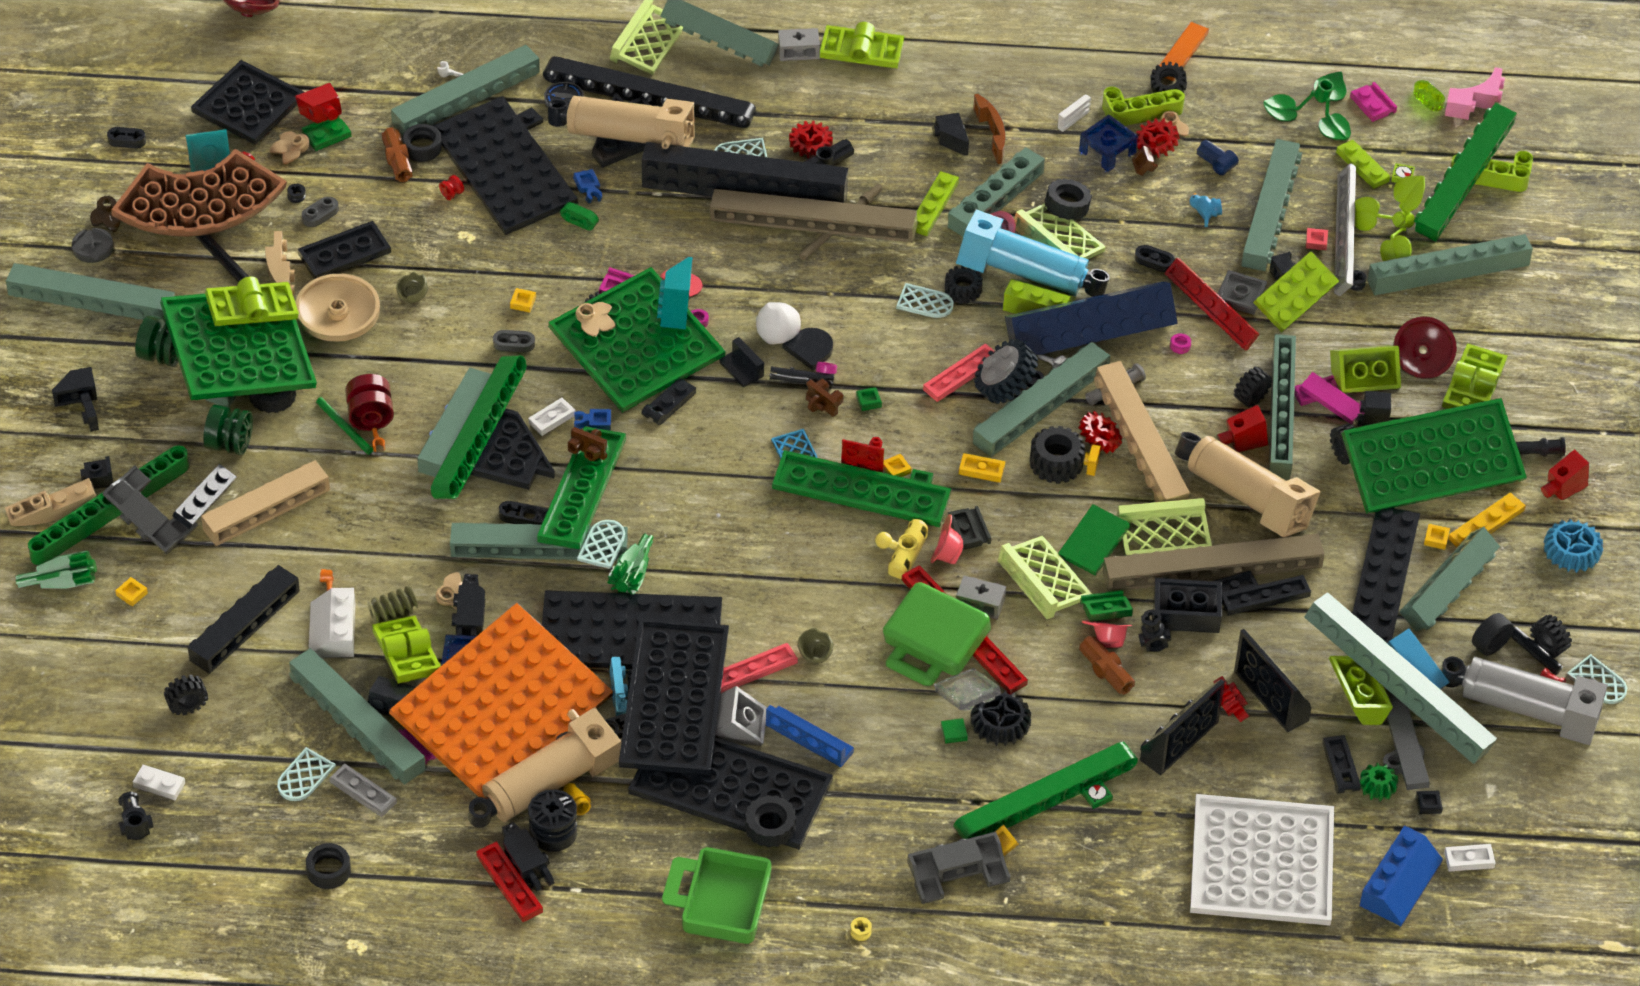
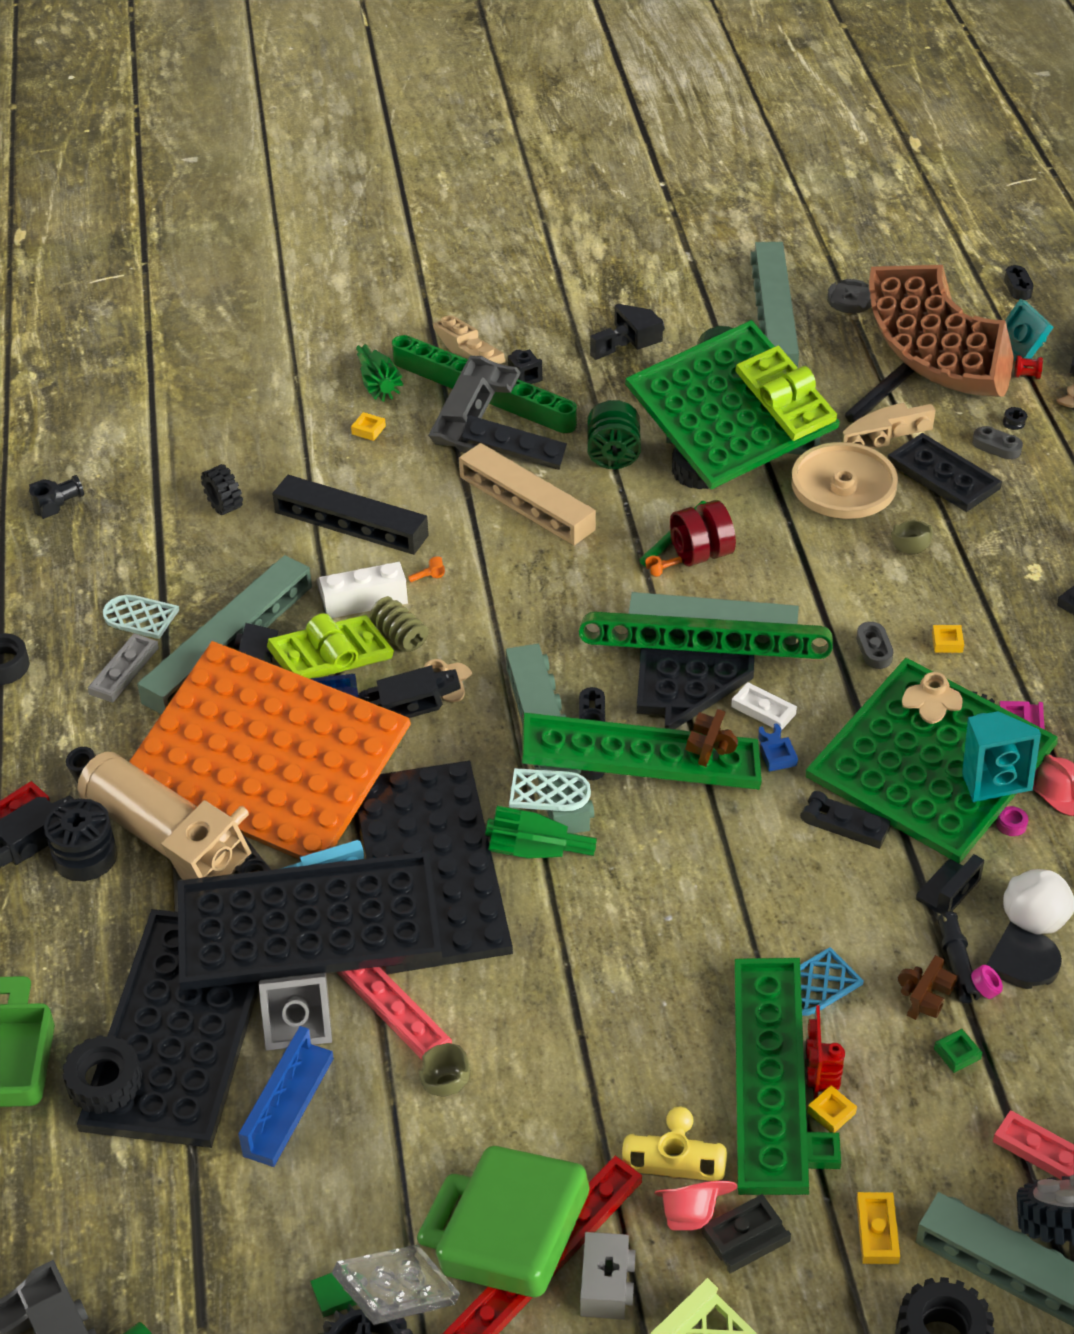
camera: 80 degrees right, 5 degrees down
(159, 782) = (110, 507): white plate -> none
(582, 800) = (129, 863): yellow cone -> none

